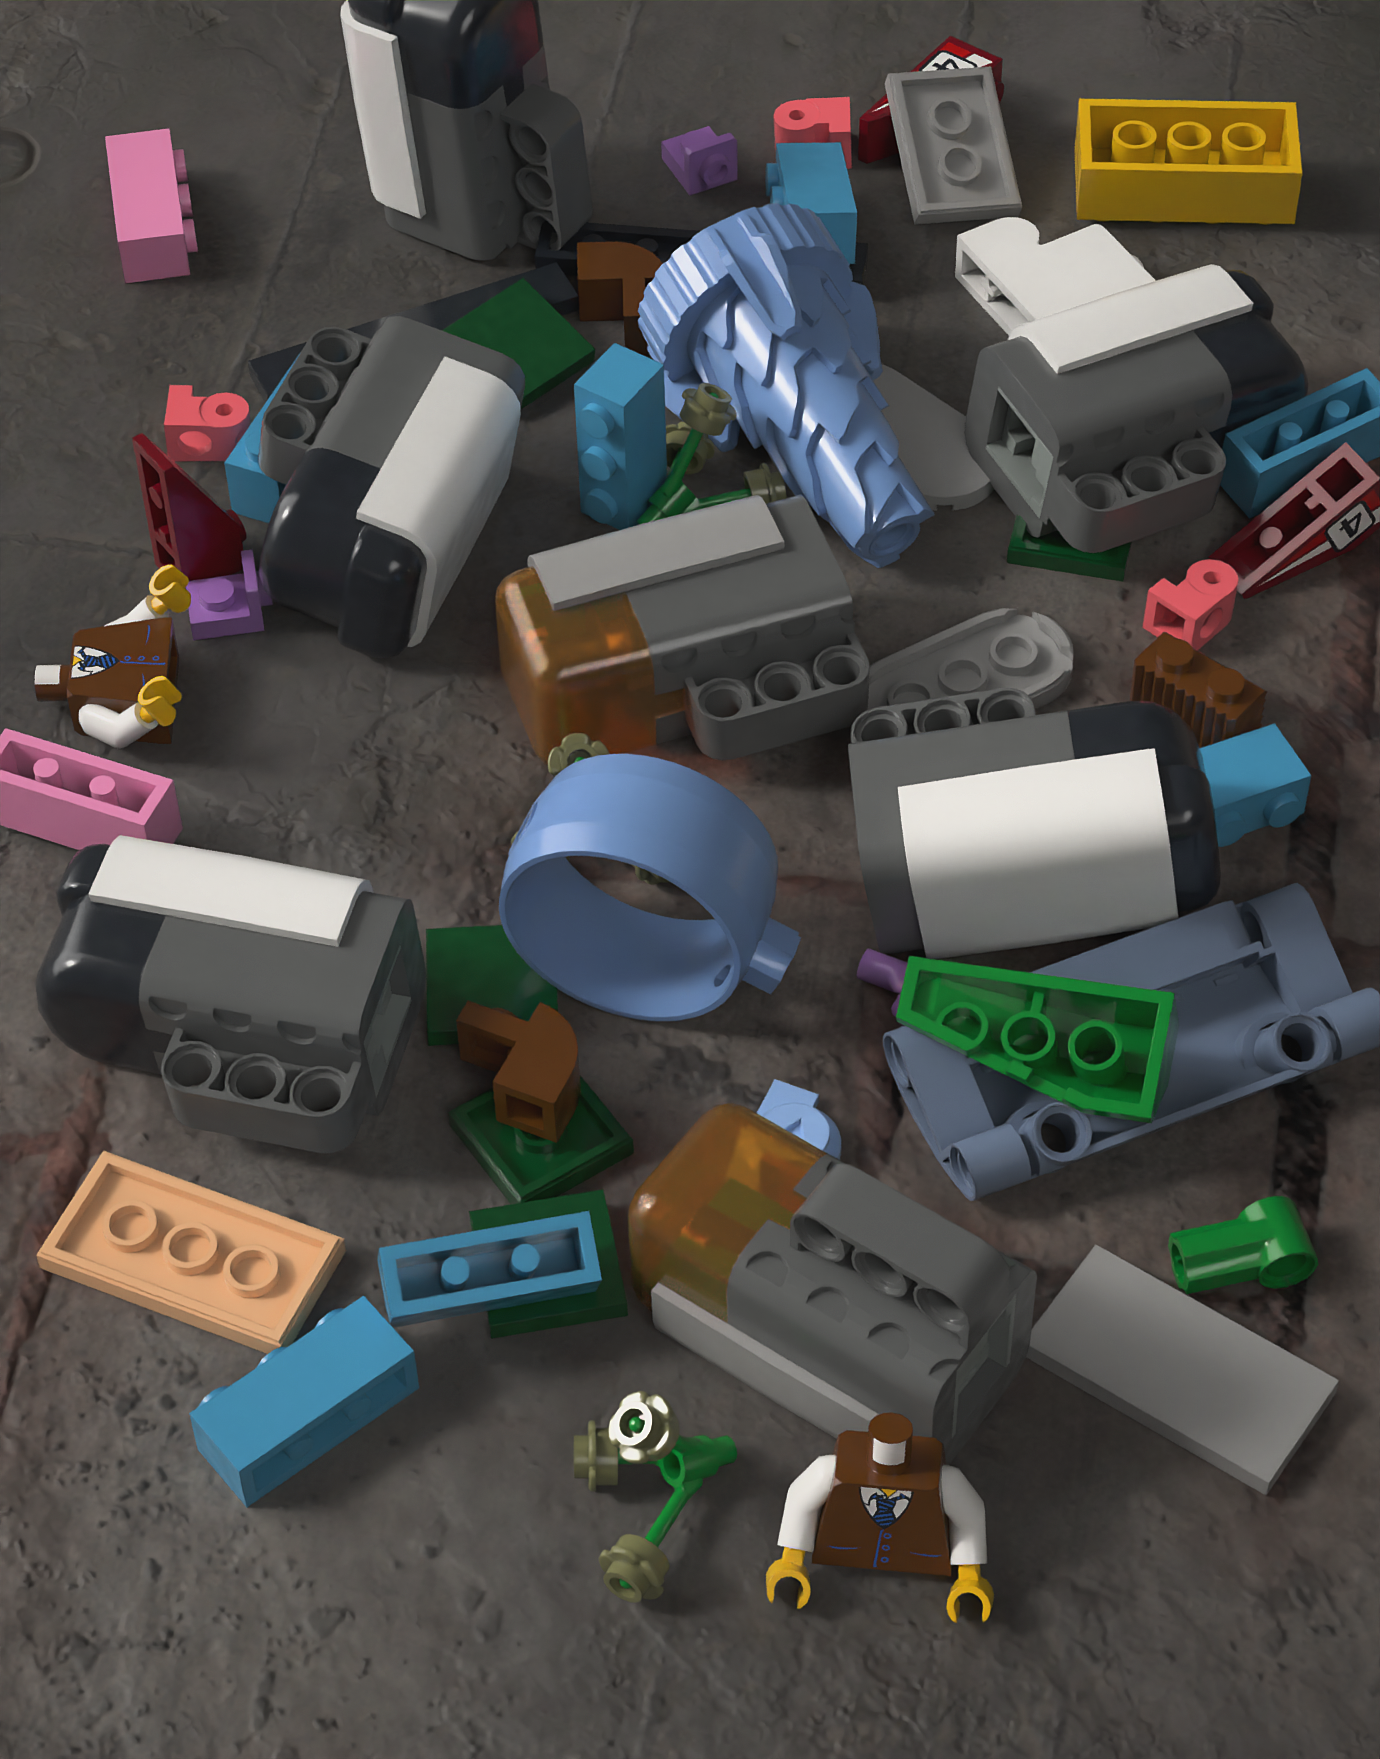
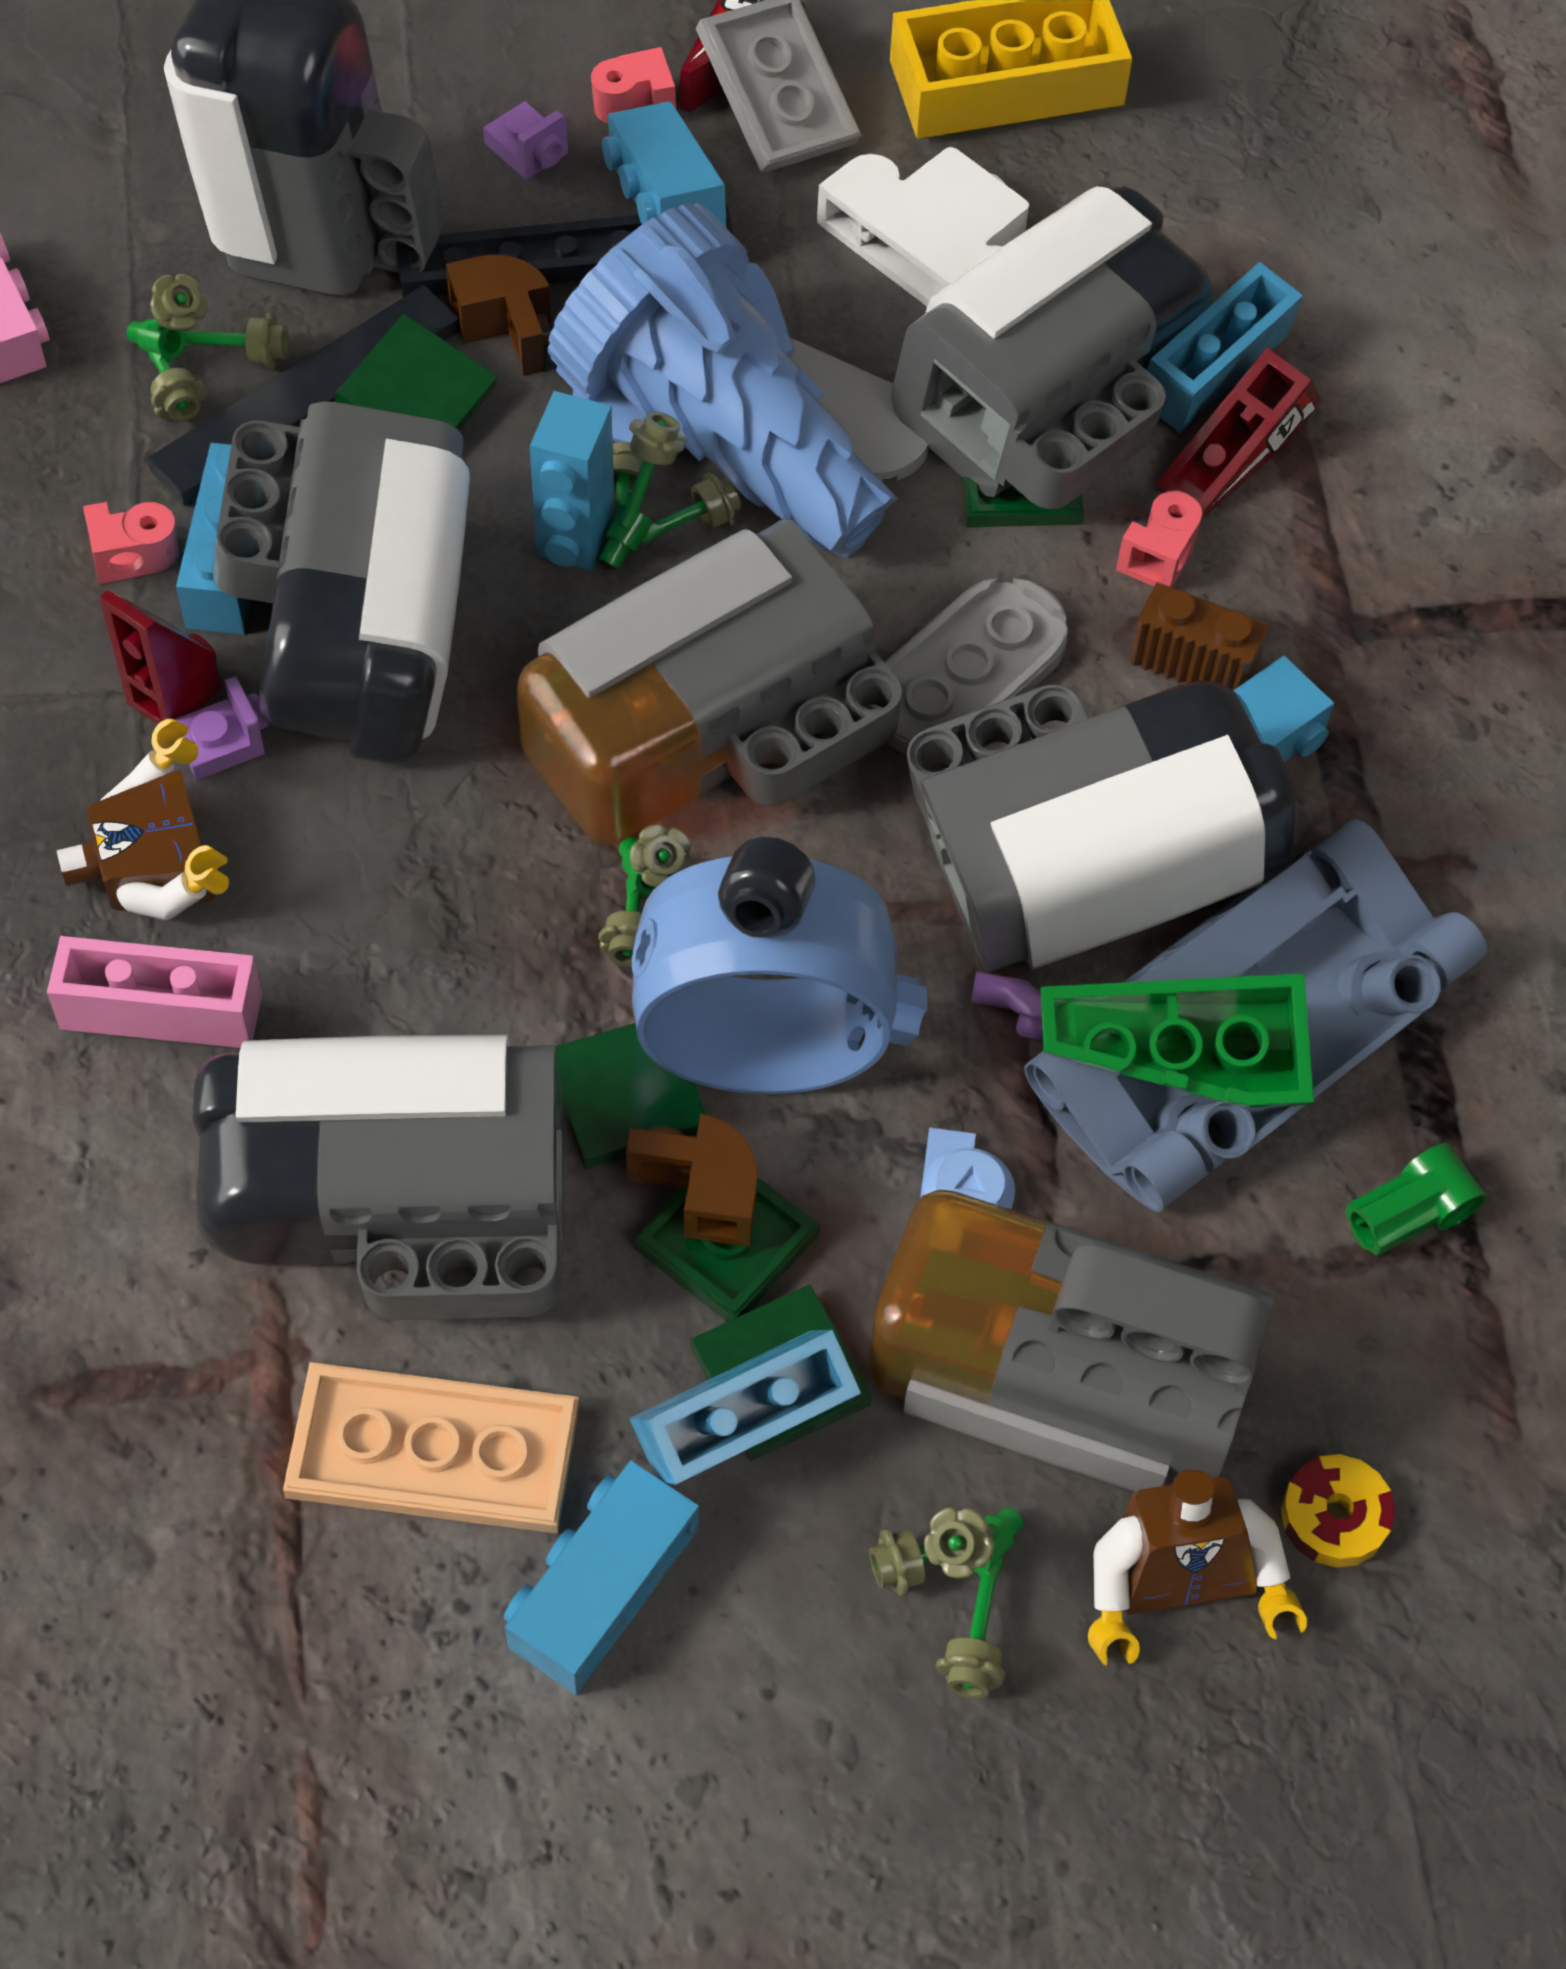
camera: 20 degrees left, 10 degrees up
(308, 228) = (175, 309): none -> olive plant
(636, 777) = (766, 887): none -> black head
(1056, 1548) = (1332, 1539): none -> yellow piece
(1181, 1369) = (1397, 1332): light grey tile -> none

